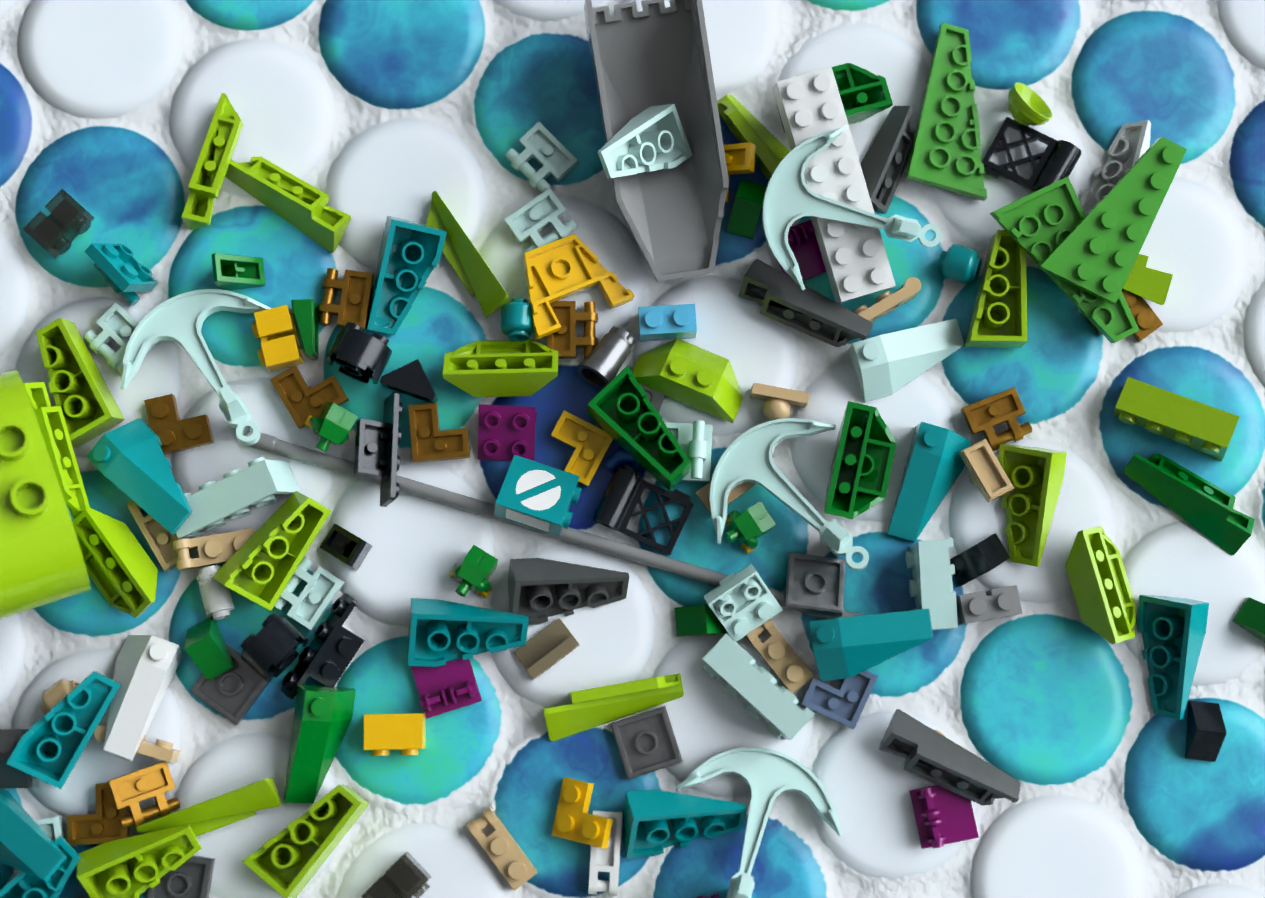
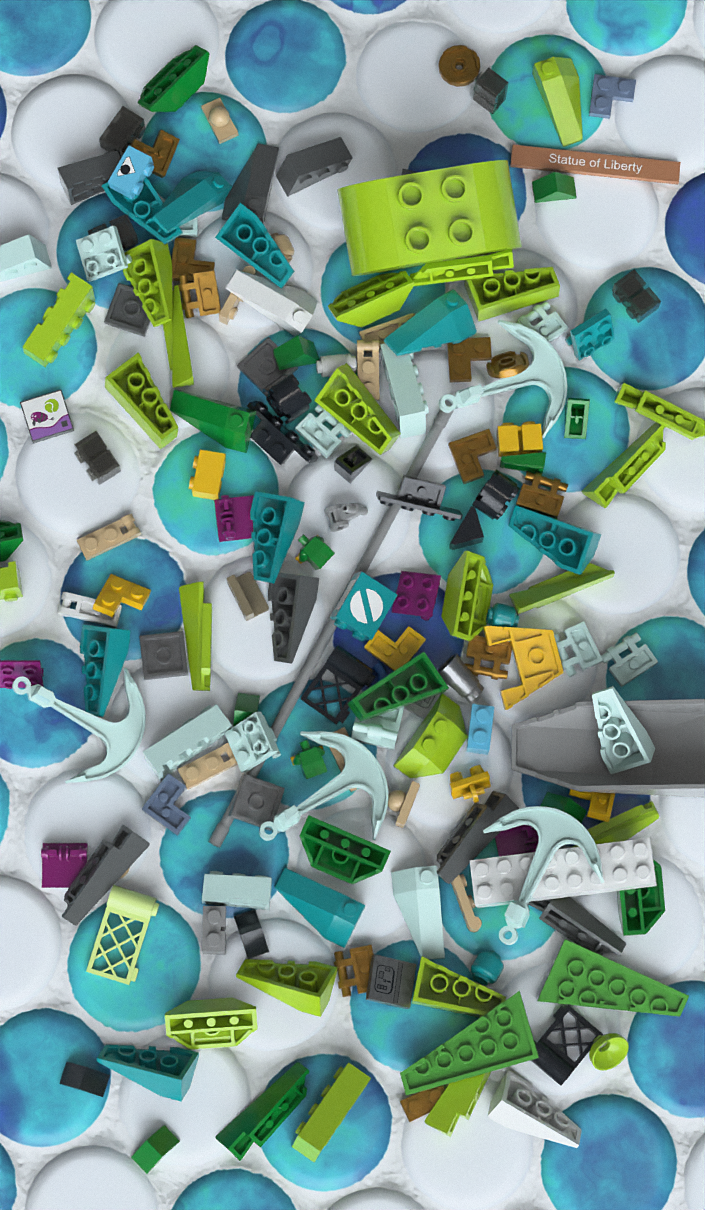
camera: 100 degrees right, 5 degrees down
(180, 369) = (507, 364): none -> pearl gold plate
(331, 425) = (444, 466): green piece -> none
(420, 549) = (341, 514): none -> light grey piece
(429, 442) = (421, 535): pearl gold plate -> none
(731, 314) = (470, 786): none -> yellow hips
(857, 643) = (204, 821): teal wedge -> none
(979, 713) = (133, 906): none -> yellowish green piece
(986, 471) = (317, 949): tan tile -> none
(1003, 375) = (391, 982): none -> flat silver tile
(1110, 236) = (483, 1081): bright green wing -> none

